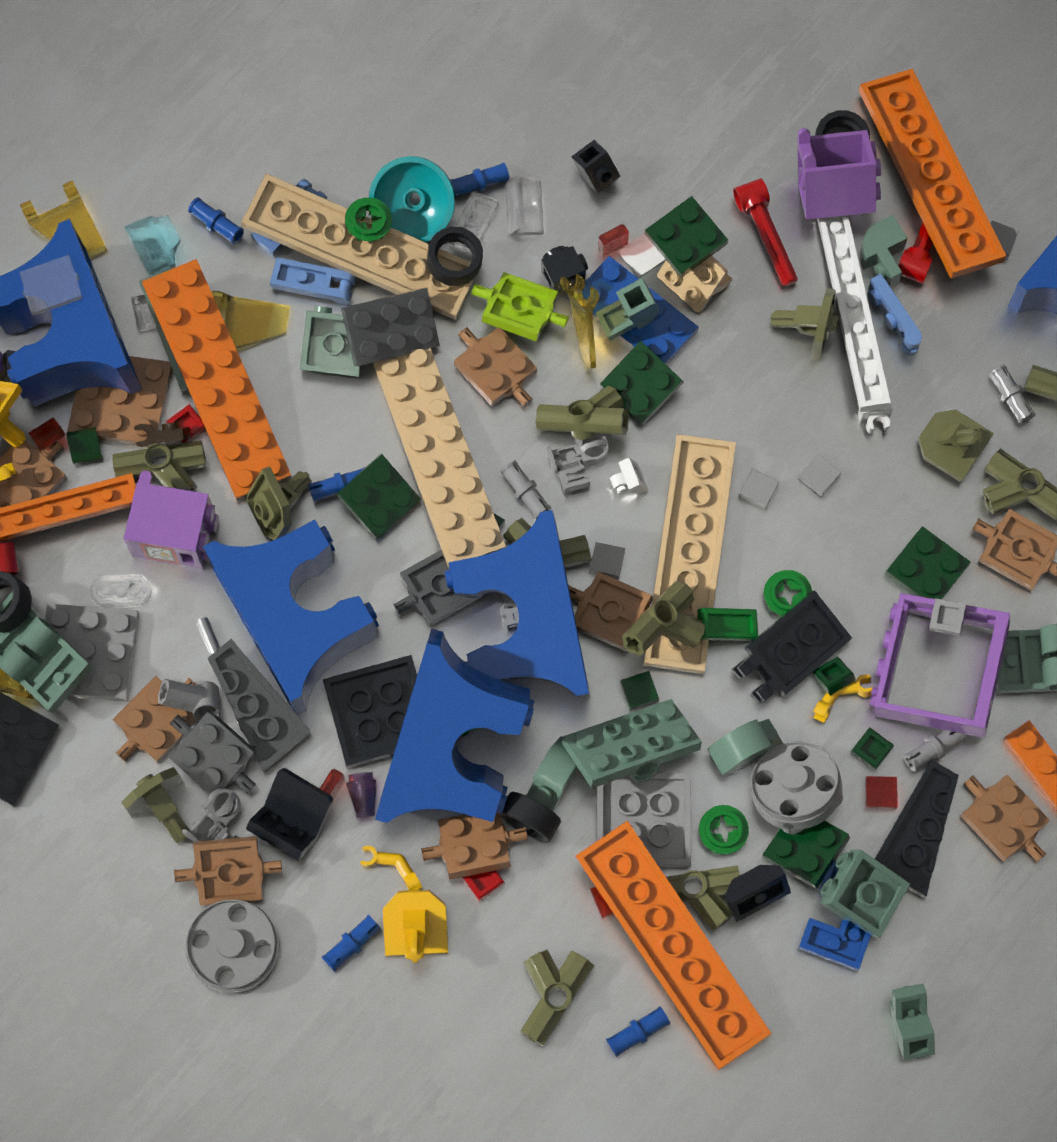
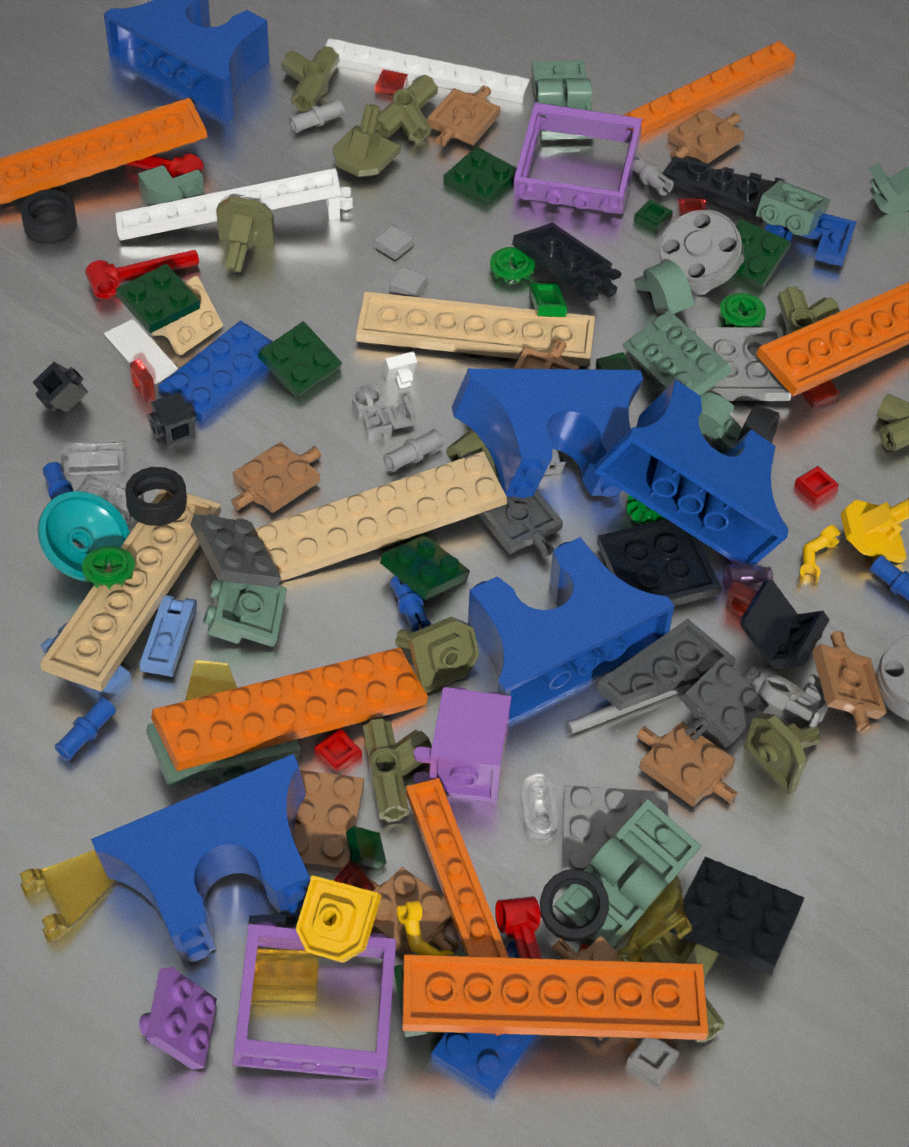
camera: 95 degrees left, 20 degrees down
(50, 285) = (182, 848): clear piece -> none
(154, 243) = (107, 790): clear light blue slope -> none
(169, 433) = (359, 754): dark brown plate -> none
(192, 698) = (667, 719): light grey piece -> none
(473, 845) = (795, 486): medium nougat plate -> none
(519, 306) = (213, 451): lime plate -> none
(583, 317) = (236, 392): clear yellow flag -> none
(586, 417) = (339, 394): olive piece -> none
(633, 309) = (227, 348): sand green brick -> none
(665, 618) = (557, 326): olive piece -> none
(756, 890) = (804, 276): black slope -> none
(824, 706) = (619, 242): yellow arm -> none
(834, 676) = (590, 232): dark green tile -> none
(837, 174) = (95, 202): medium lavender container -> none
(894, 315) = (246, 175): medium blue plate -> none
(948, 617) = (539, 142): light grey tile -> none

